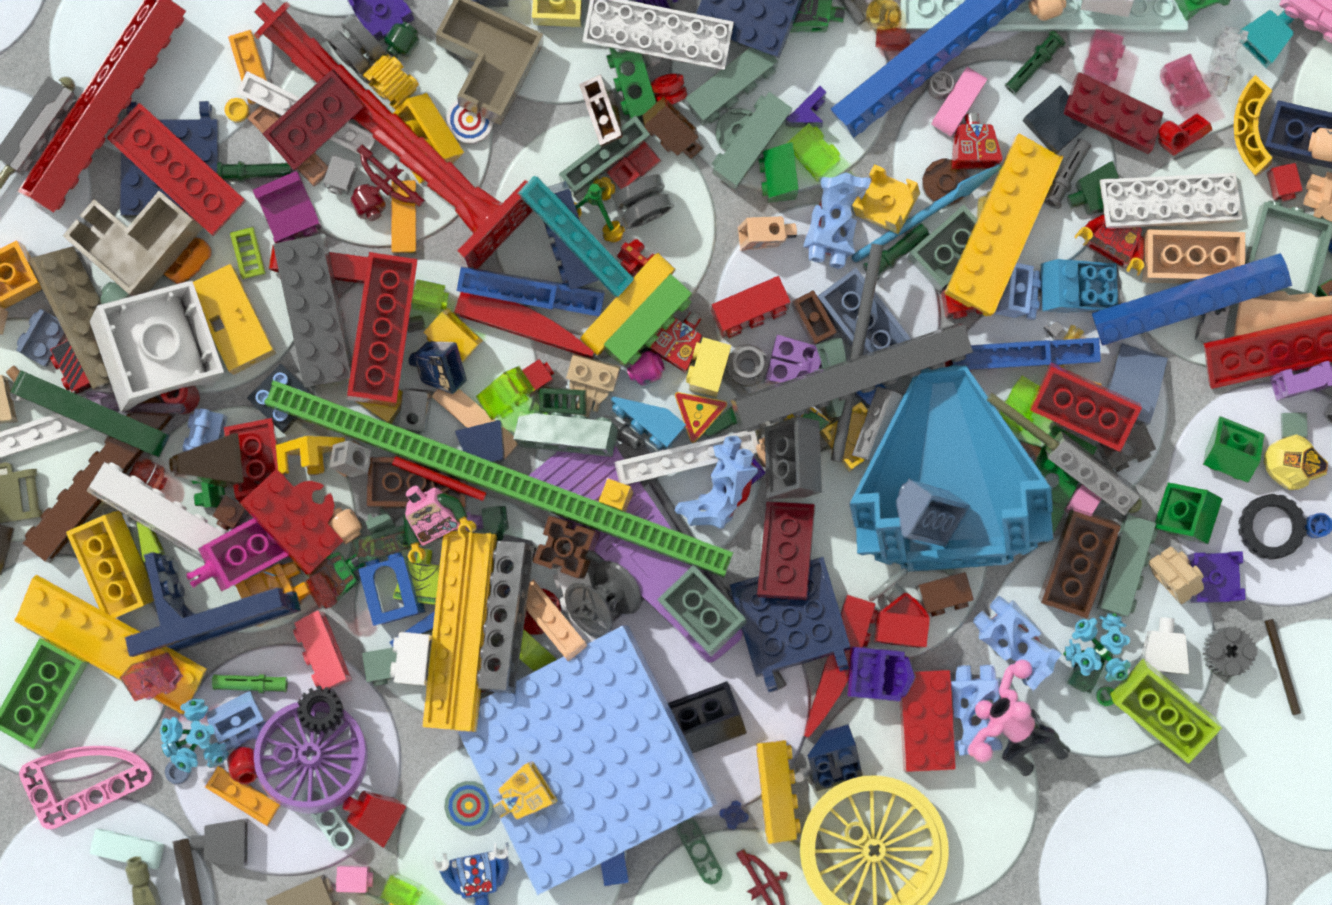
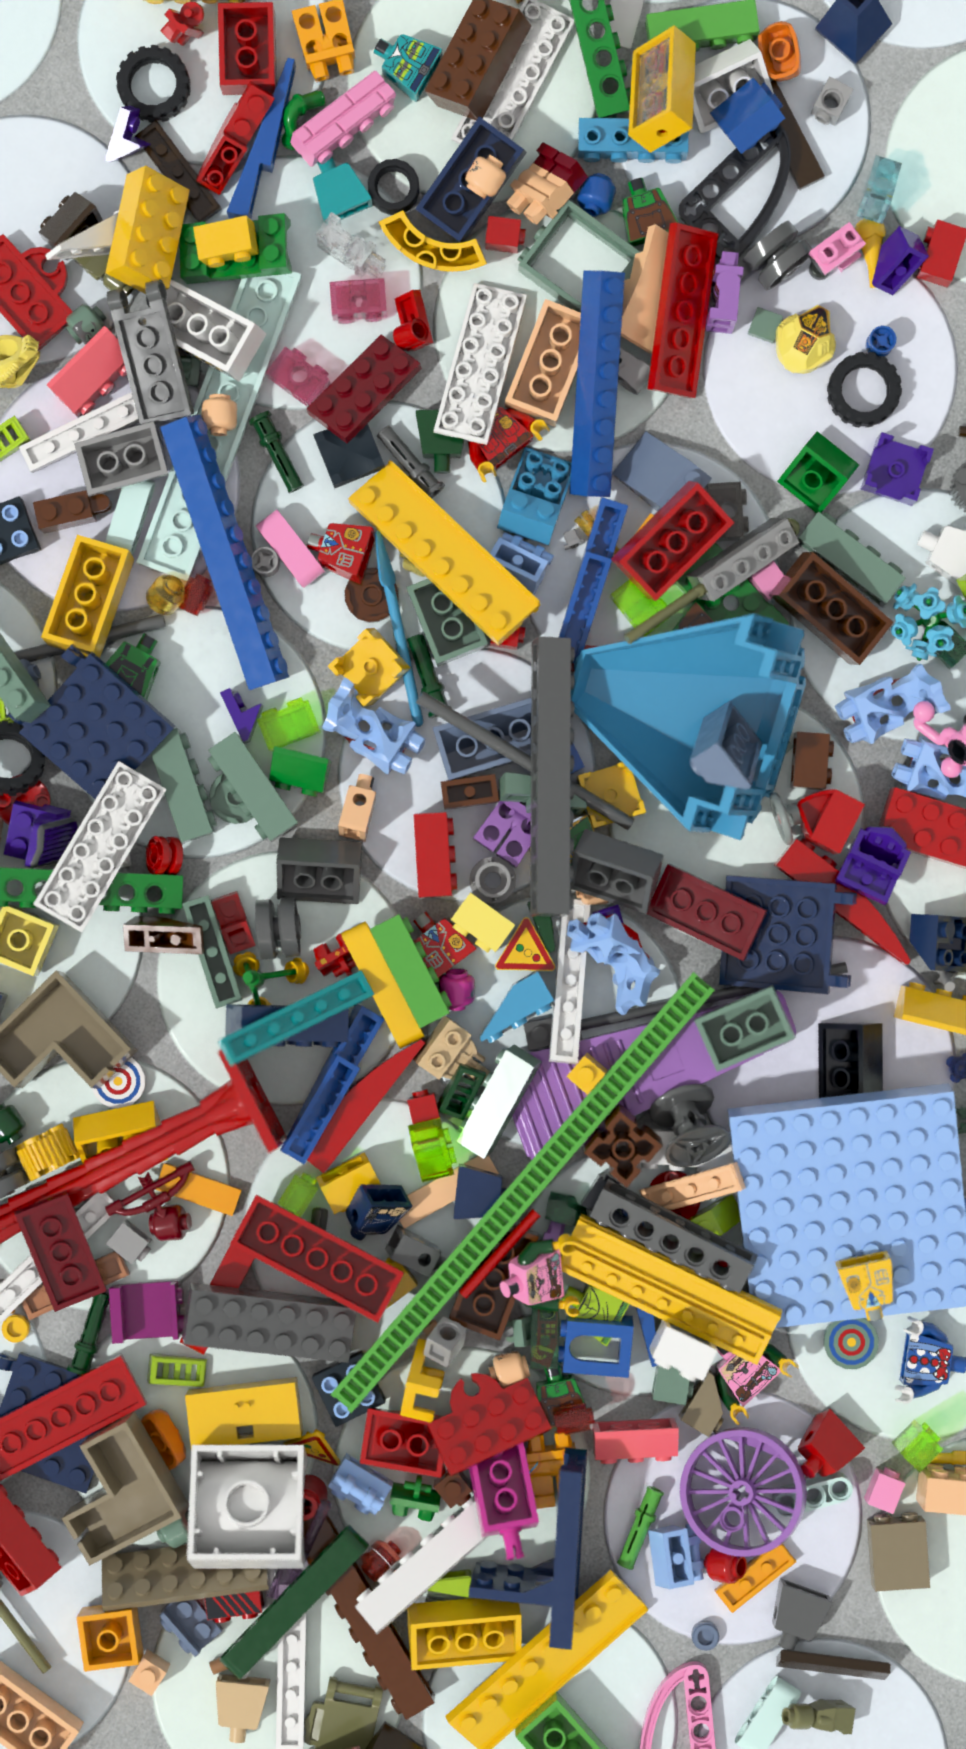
camera: 70 degrees left, 5 degrees up
(151, 677) = (600, 1632): clear pink brick -> none
(172, 730) = (680, 1604): medium azure plant -> none
(211, 463) = (395, 1491): dark brown slope -> none
(224, 389) = (316, 1447): none -> yellow piece
(313, 697) = (683, 1470): black tyre -> none
(370, 700) = (704, 1408): none -> dark tan slope
(405, 722) = (742, 1380): none -> torso
(626, 434) = (518, 1037): dark grey axle -> none
(672, 129) = (209, 868): reddish brown brick -> none
(703, 220) = (319, 870): none -> dark grey slope
(877, 421) = (607, 766): light grey slope -> none
(1176, 574) = (881, 510): tan brick -> none
(1234, 449) = (769, 398): green slope -> none
(1305, 71) = (384, 167): none -> black tyre

